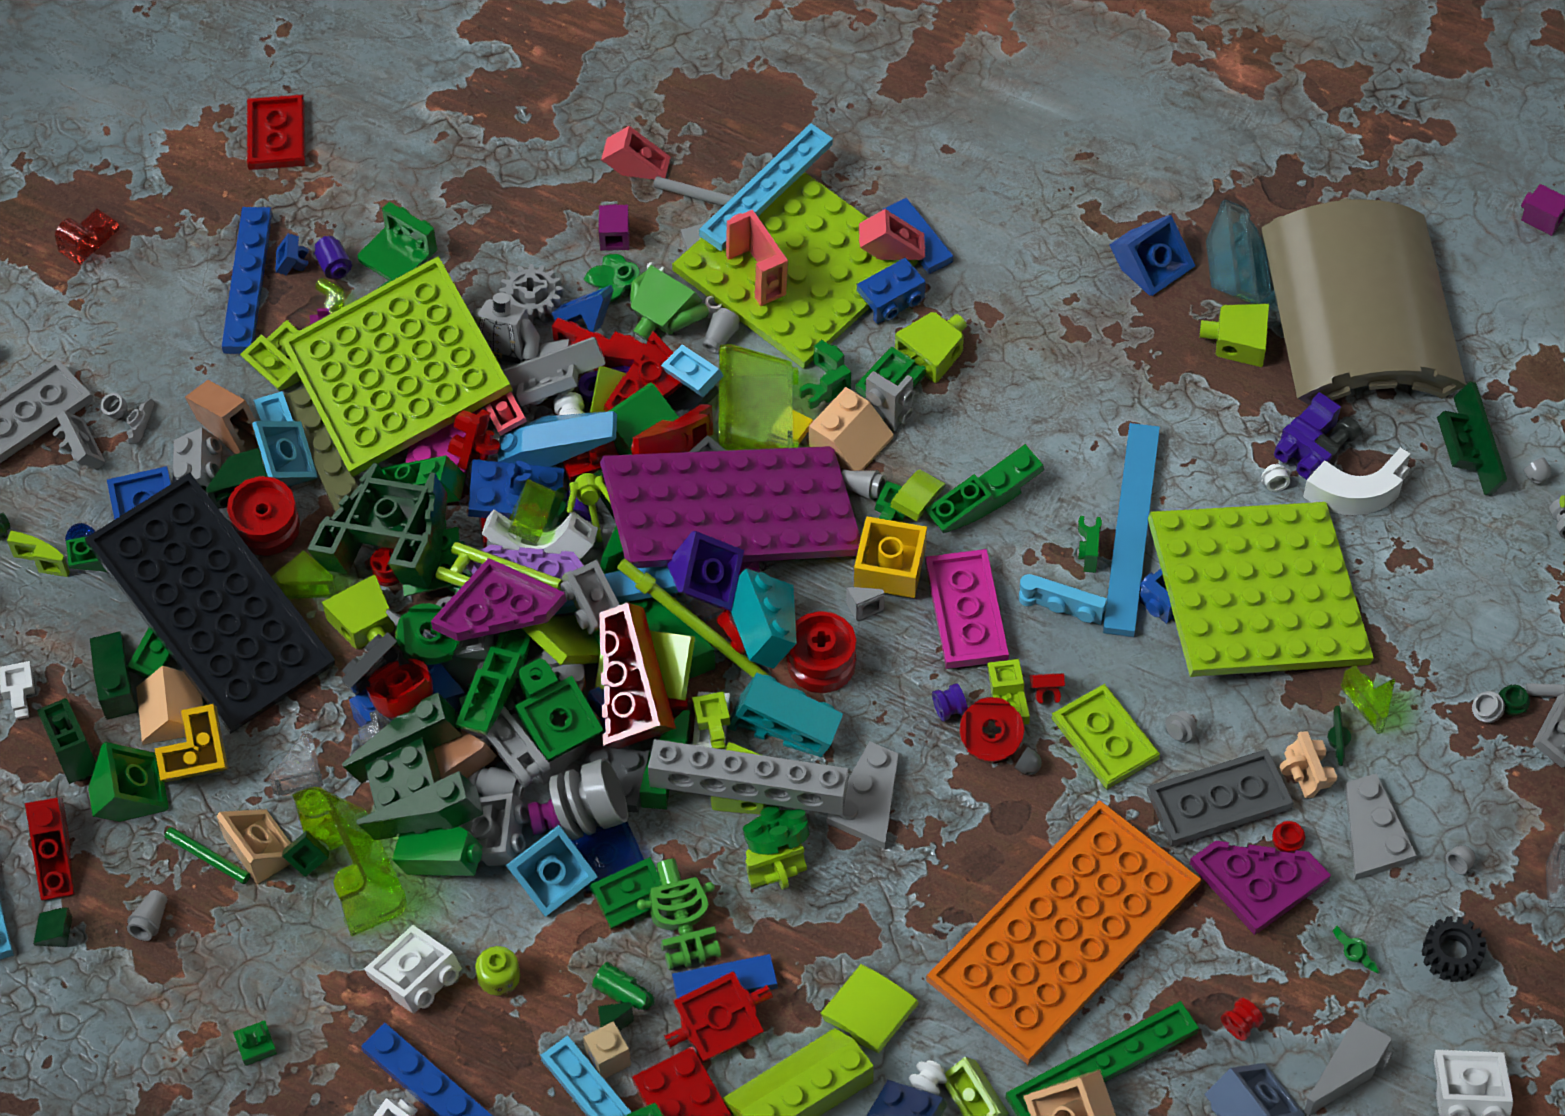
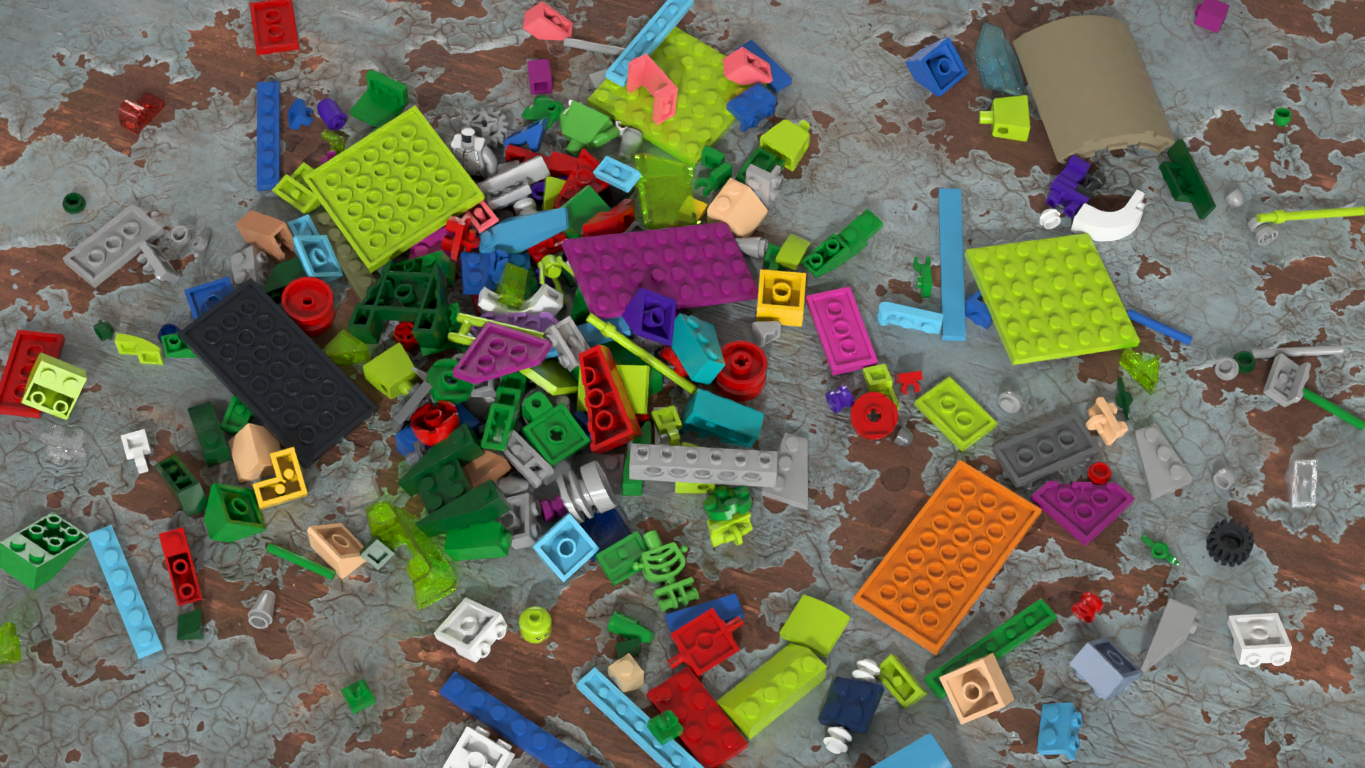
camera: 10 degrees left, 0 degrees up
(1404, 641) = (1160, 327): none -> blue bar

